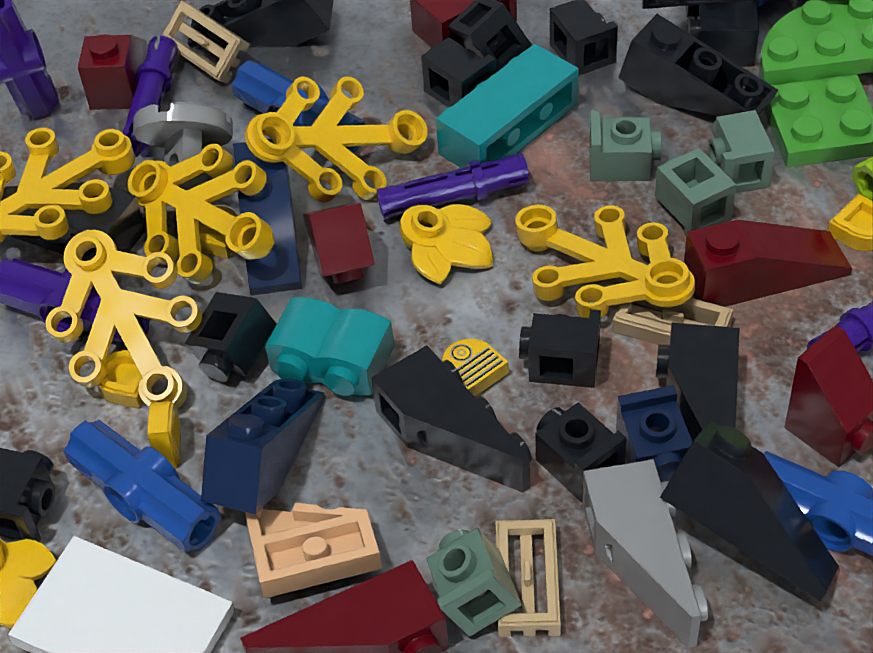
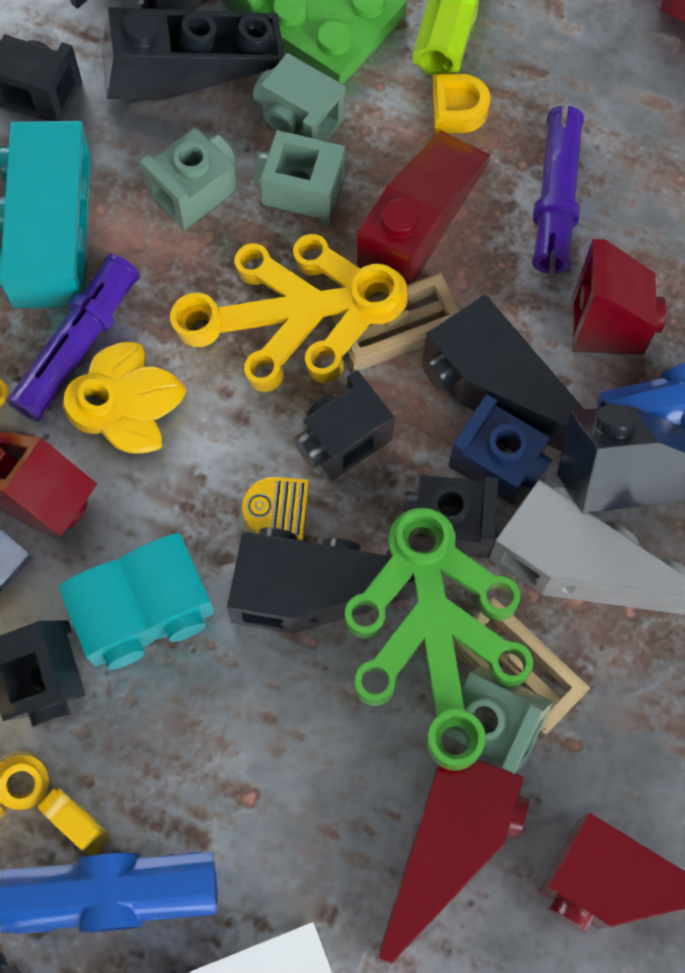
camera: 50 degrees left, 20 degrees up
(257, 446) = (183, 755): dark blue slope -> none
(310, 546) = (319, 809): light nougat wing -> none
(479, 479) = (437, 624): none -> bright green plant

